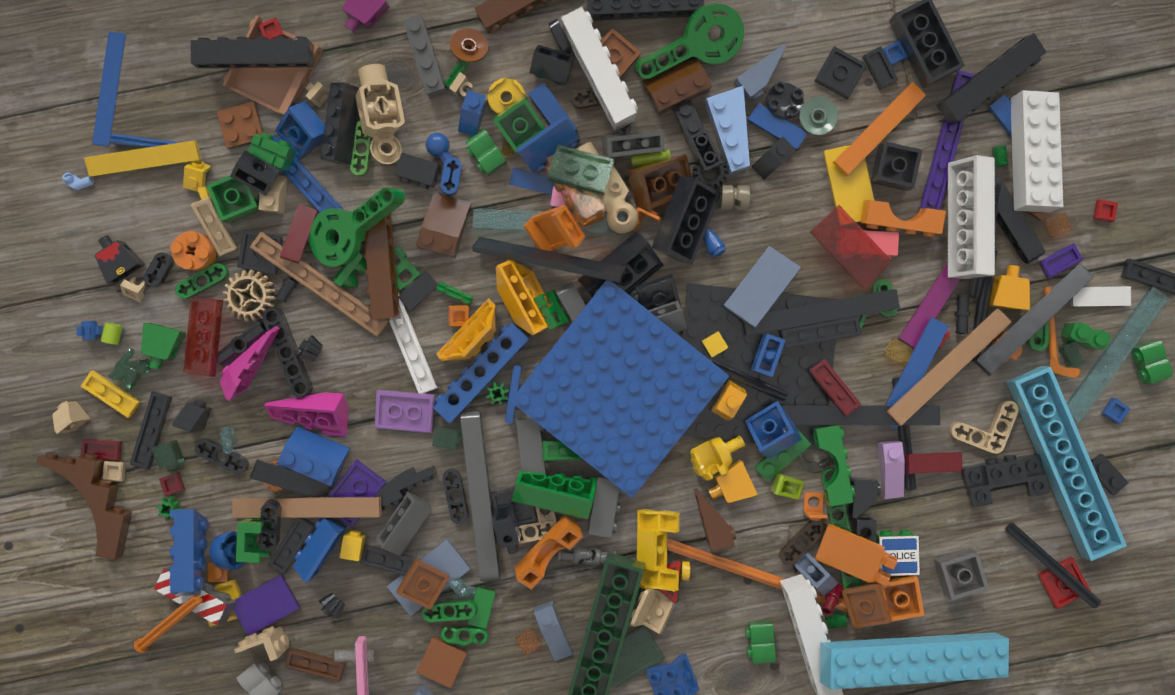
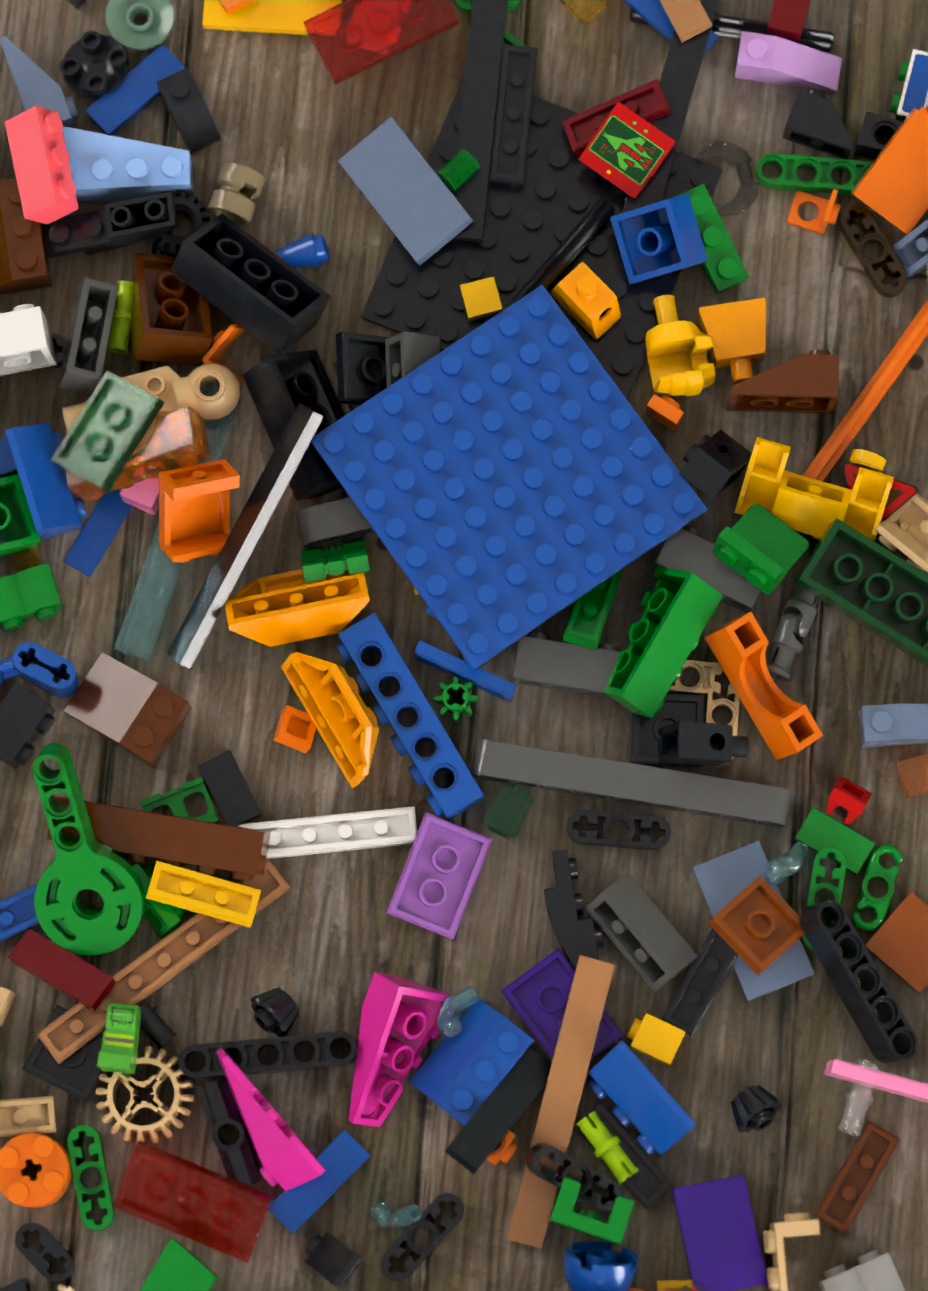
camera: 70 degrees left, 10 degrees down
(244, 402) = (300, 1203): none -> blue tile
(267, 275) = (120, 1039): none -> bright green leg
(290, 537) = (607, 1147): none -> lime pin
(337, 438) = (451, 1009): none -> clear light blue arm
(356, 295) = (203, 894): none -> yellow plate
(409, 641) = (843, 974): none -> black beam
(454, 293) = (254, 726): green axle -> none
(505, 610) = (850, 797): none -> red tile
(619, 531) = (760, 548): none -> green bracket
(659, 494) = (715, 463): none -> black brick
(682, 458) = (665, 411): none -> orange plate
(717, 88) = (41, 165): none -> coral brick
(768, 355) = (525, 211): blue brick -> none
(780, 313) = (467, 163): none -> green piece
(787, 486) = (766, 247): lime slope -> none
(817, 399) = (627, 150): none -> tile
(838, 488) = (791, 156): green arch -> none

